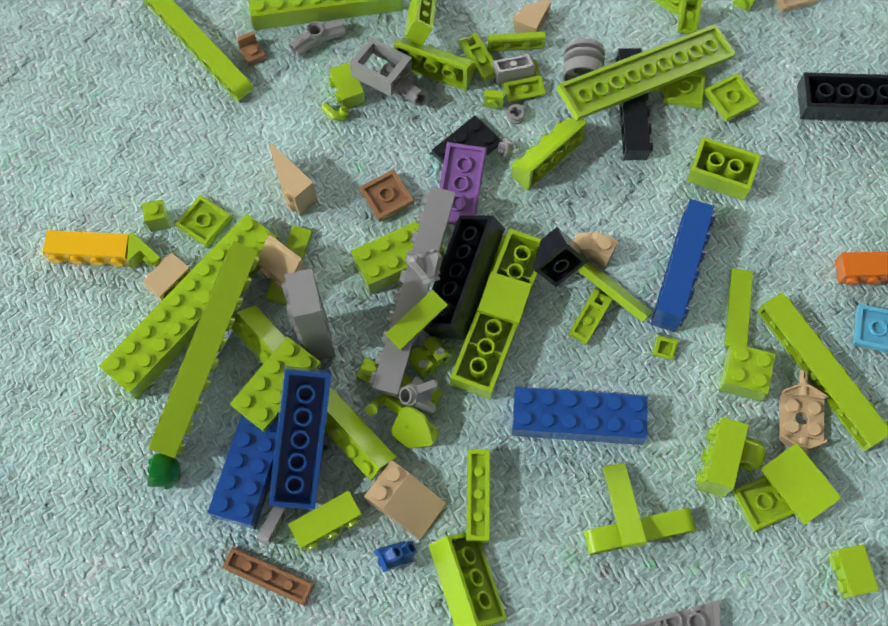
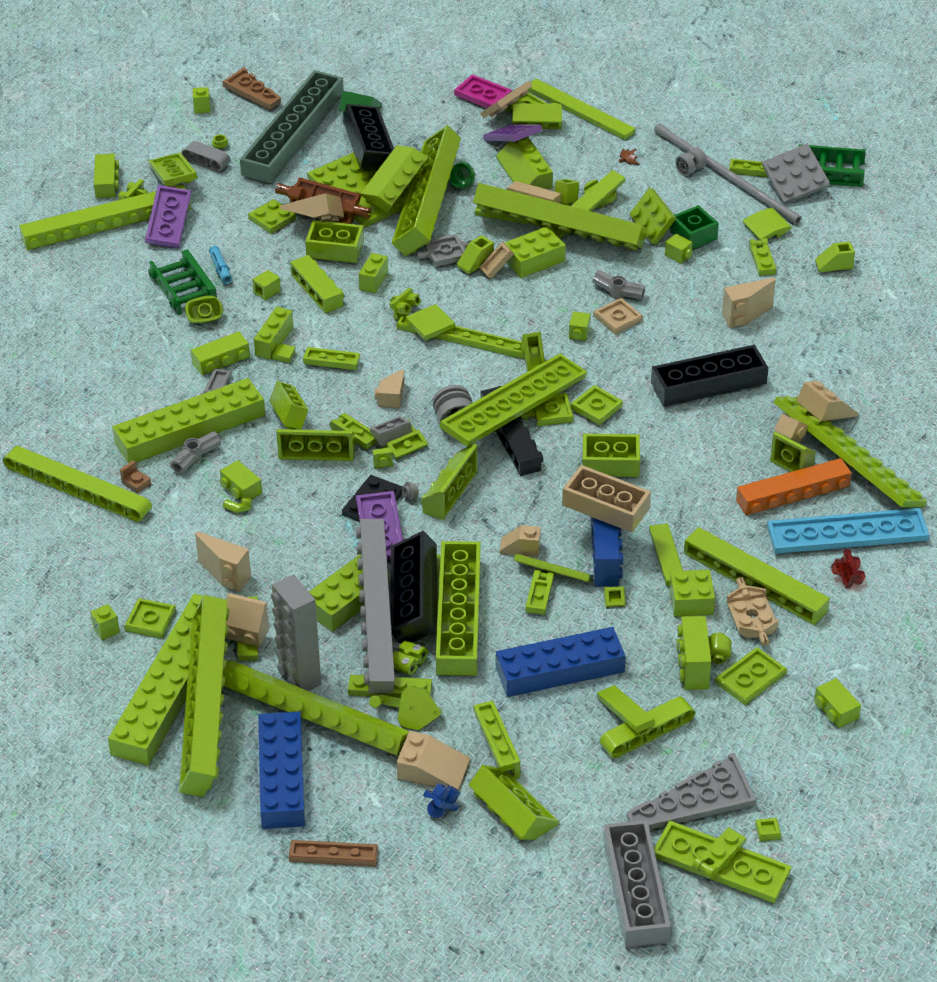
camera: 20 degrees left, 25 degrees down
(86, 248) = (50, 663): yellow brick -> none
(139, 252) = (105, 651): lime slope -> none
(163, 471) = (202, 799): green hair -> none
(165, 276) = (136, 664): tan brick -> none
(262, 394) = (281, 702): lime plate -> none
(272, 524) = (321, 812): light grey beam -> none
(299, 437) = (322, 730): blue brick -> none
(326, 522) = (368, 796): lime brick -> none
(374, 79) = (266, 463): light grey window -> none
(386, 195) = (315, 553): medium nougat plate -> none
(408, 88) = (295, 468): light grey piece -> none
(416, 320) = (388, 620): lime tile -> none
(419, 395) = (413, 677): light grey rock -> none
(426, 265) = (381, 573): light grey rock -> none
(504, 298) = (459, 589): lime tile -> none
(516, 41) = (384, 410): lime tile -> none
(520, 112) = (407, 465): light grey bush -> none
(558, 257) = (494, 550): black slope -> none
(694, 240) = (606, 498): none -> tan brick
(800, 483) = (768, 654): lime tile -> none

